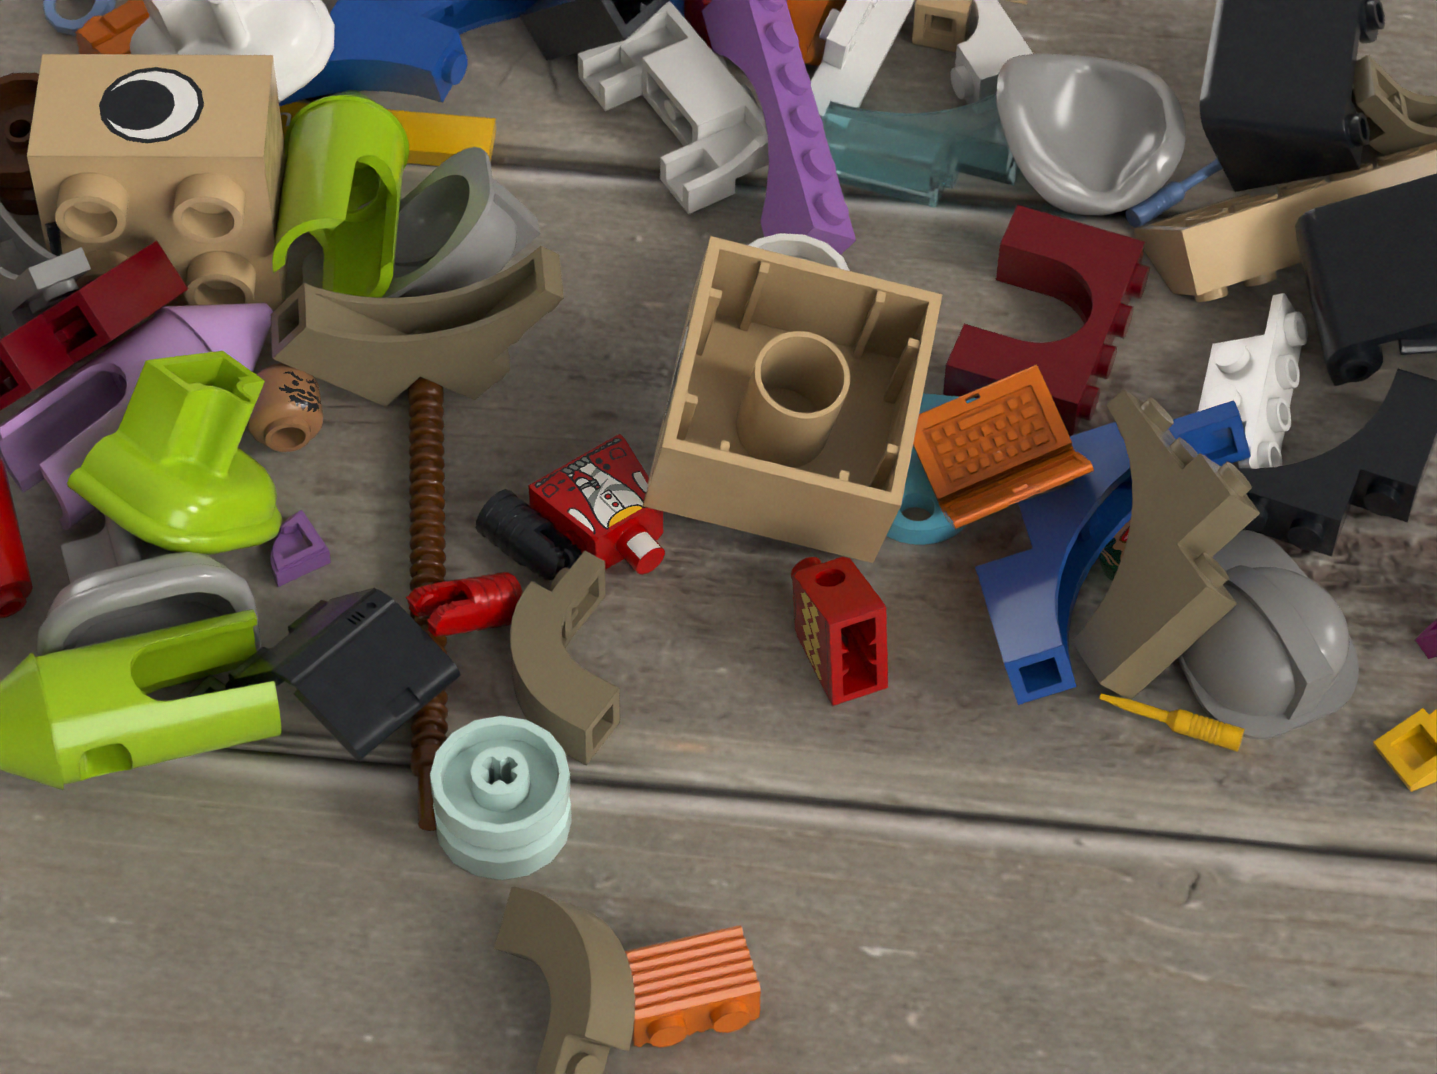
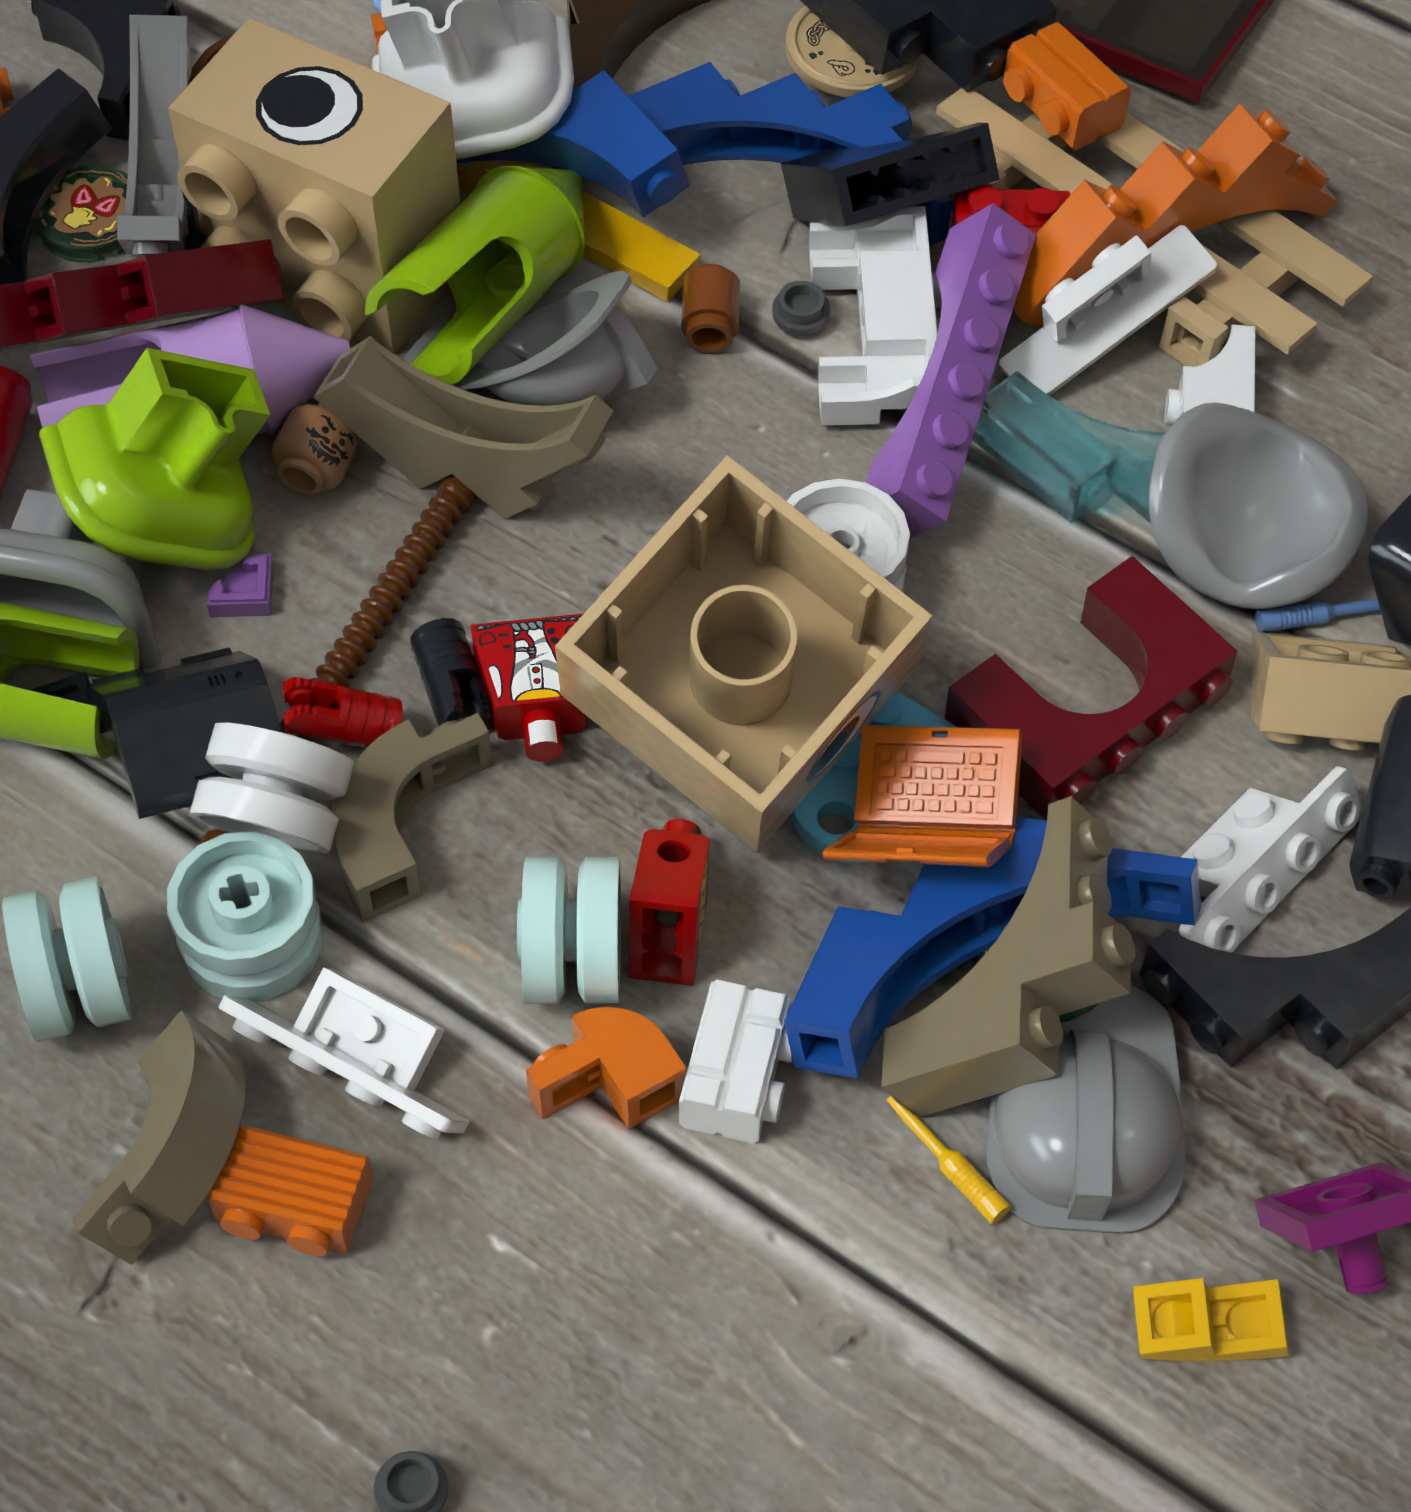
camera: 30 degrees right, 5 degrees up
(383, 894) = (56, 961): none -> light aqua wheel
(469, 674) = (272, 786): none -> white wheel
(537, 157) = (710, 308): none -> dark orange brick
(609, 128) = (801, 308): none -> dark grey plate
(661, 845) = (361, 1039): none -> white bracket
(784, 678) = (570, 930): none -> light aqua wheel
(876, 761) = (614, 1053): none -> orange brick
(971, 722) = (735, 1063): none -> white brick

